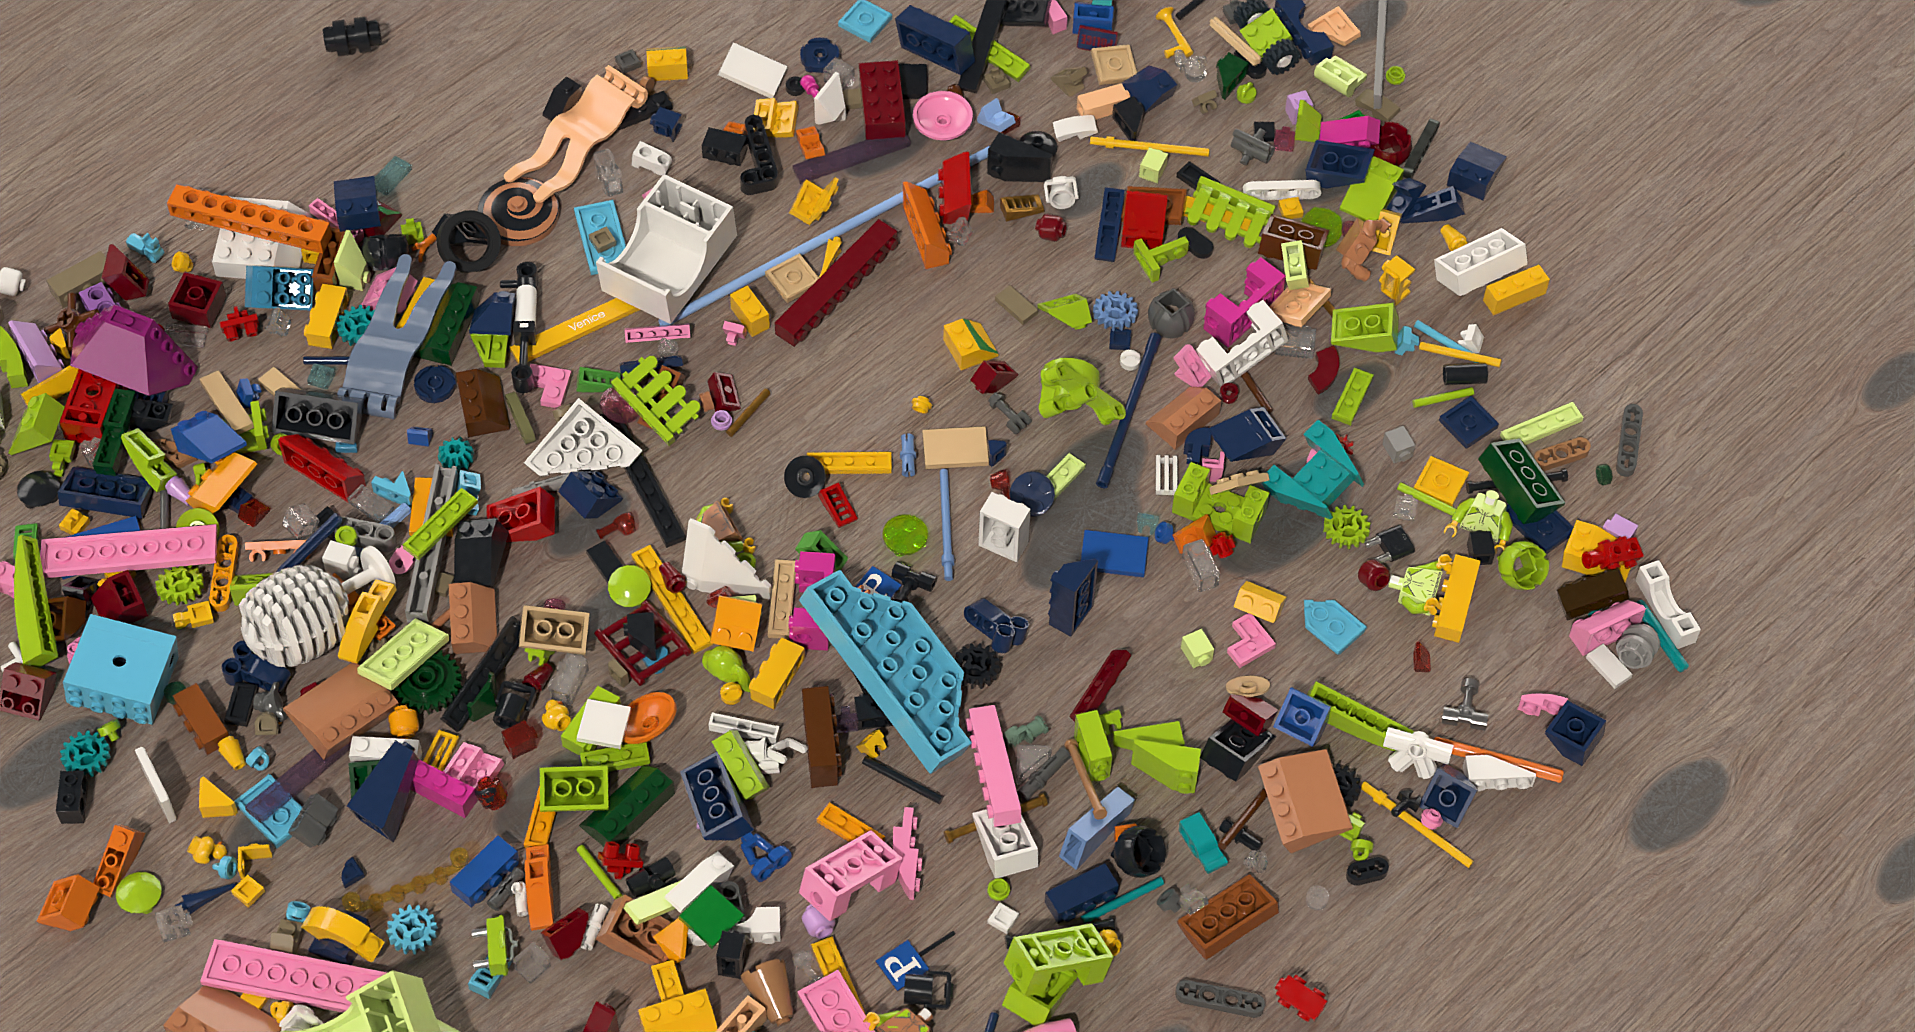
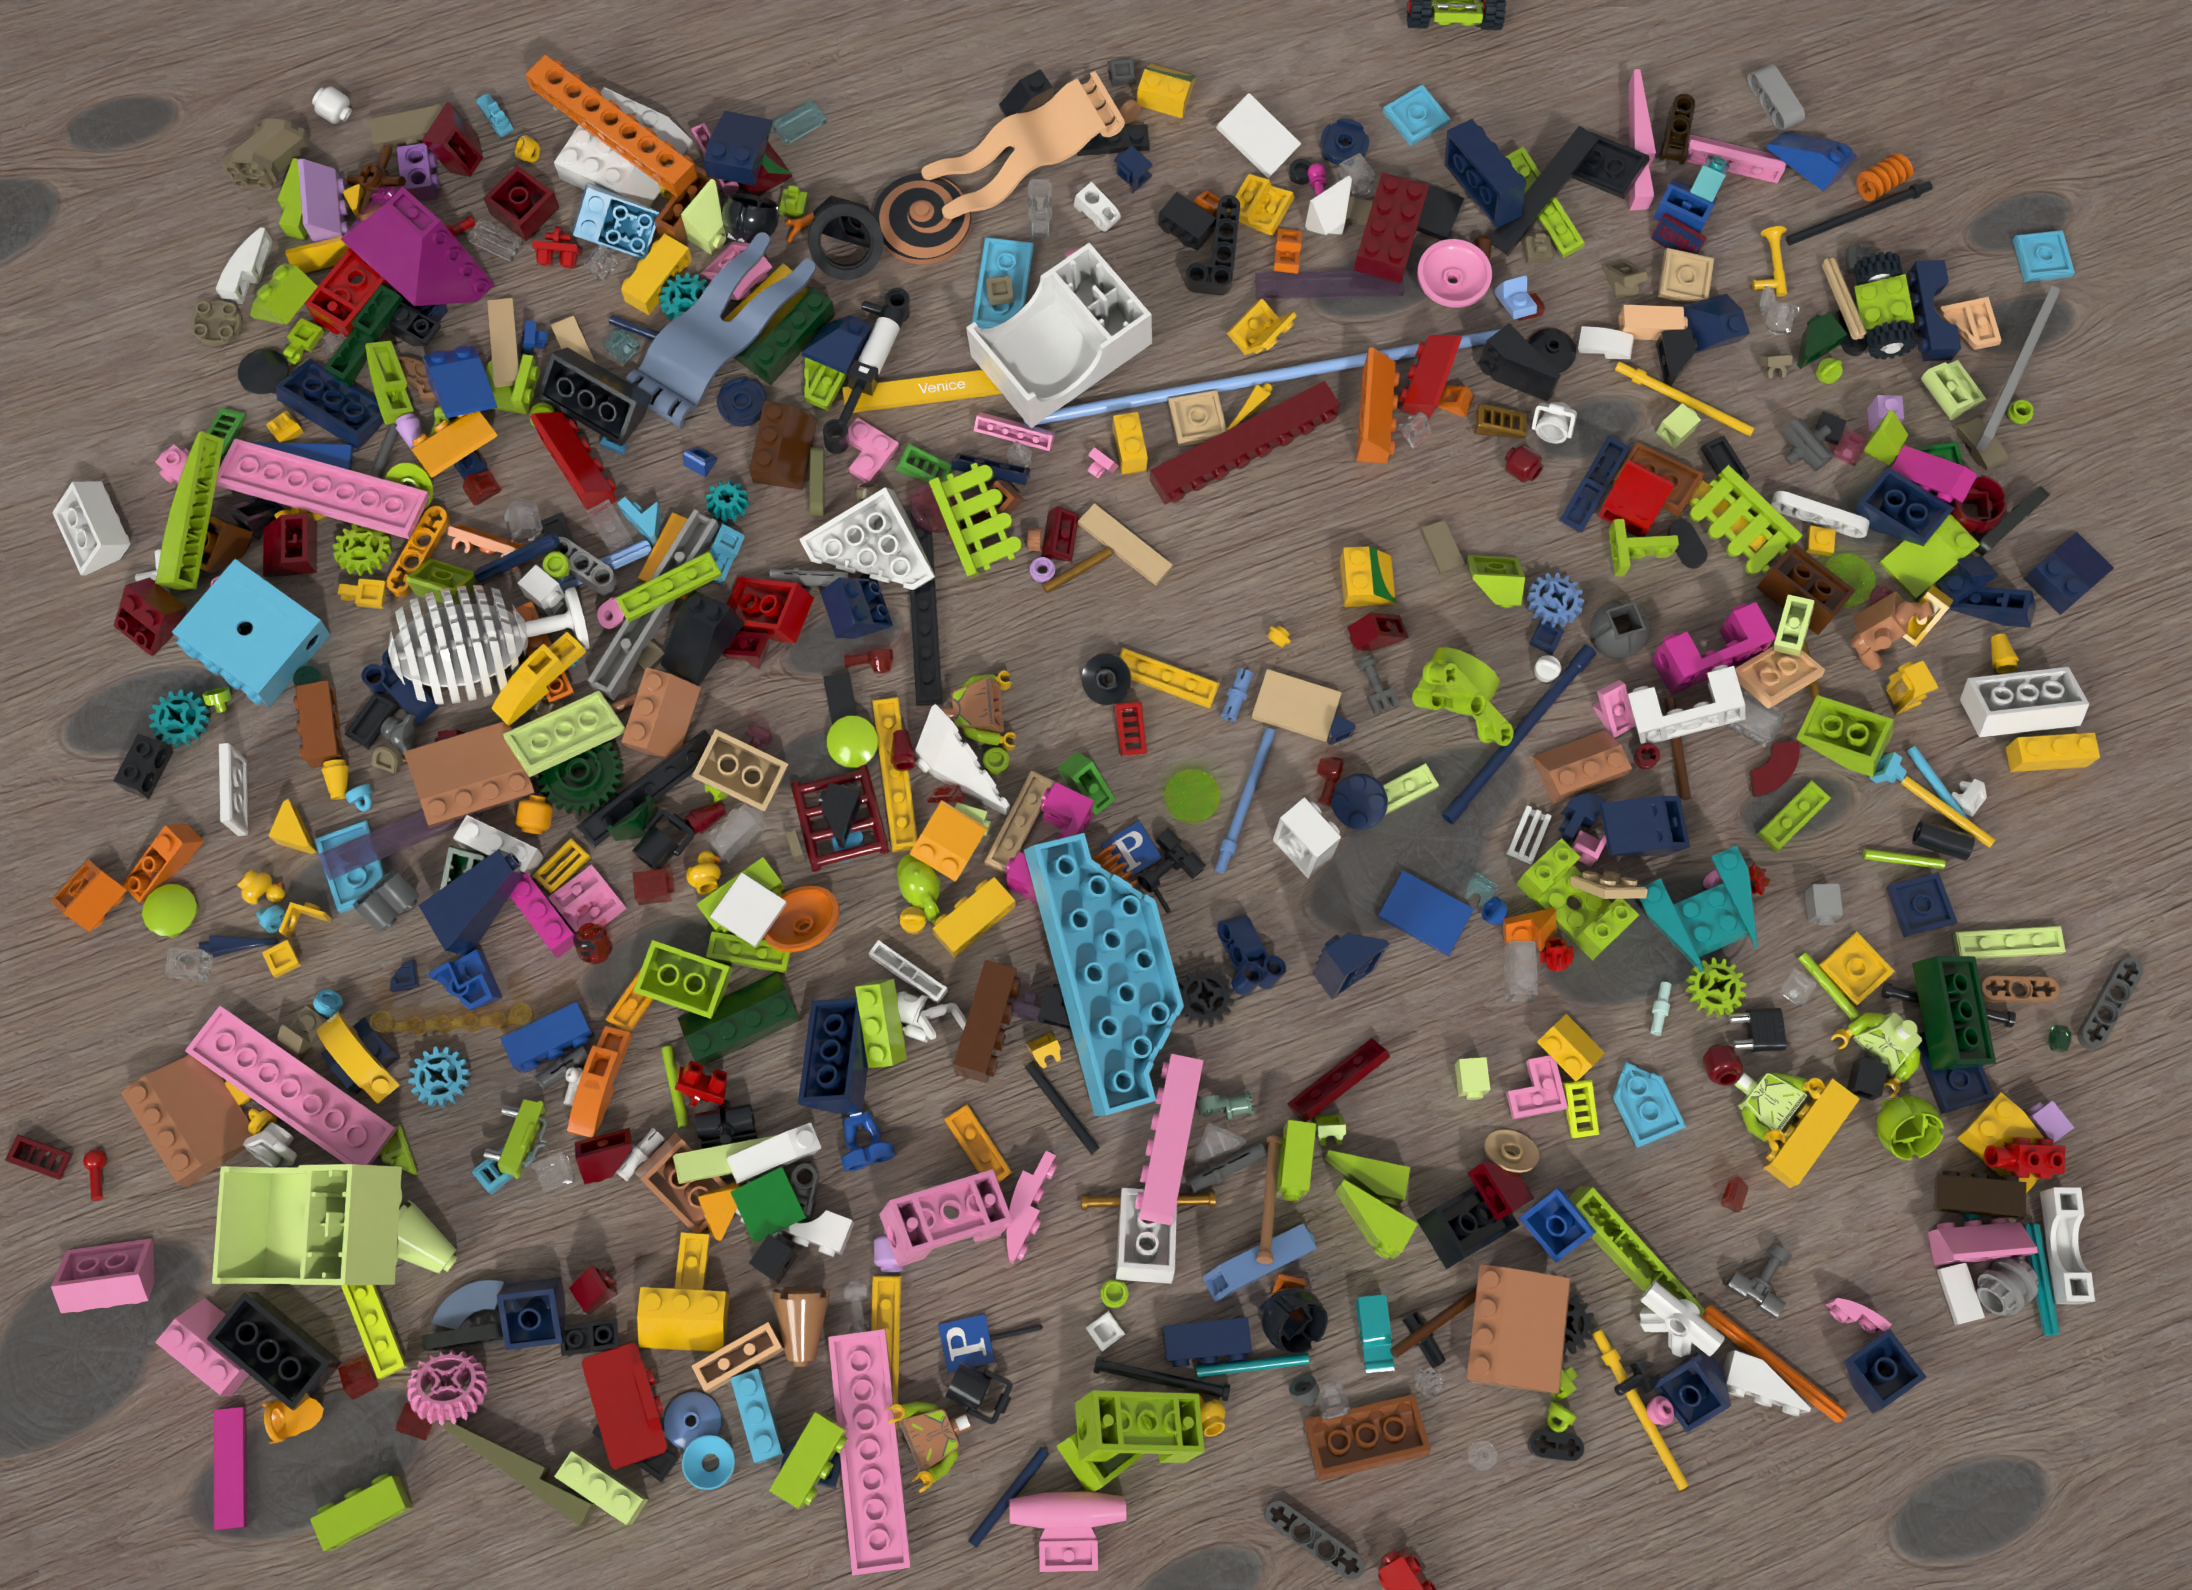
camera: 20 degrees right, 15 degrees up
(402, 856) = (469, 980): none -> blue slope
(519, 547) = (748, 647): none -> dark red slope
(776, 382) = (1125, 544): none -> tan tile
(1291, 639) = (1588, 1095): none -> neon yellow slope
(1313, 556) = (1661, 1008): none -> light aqua bar

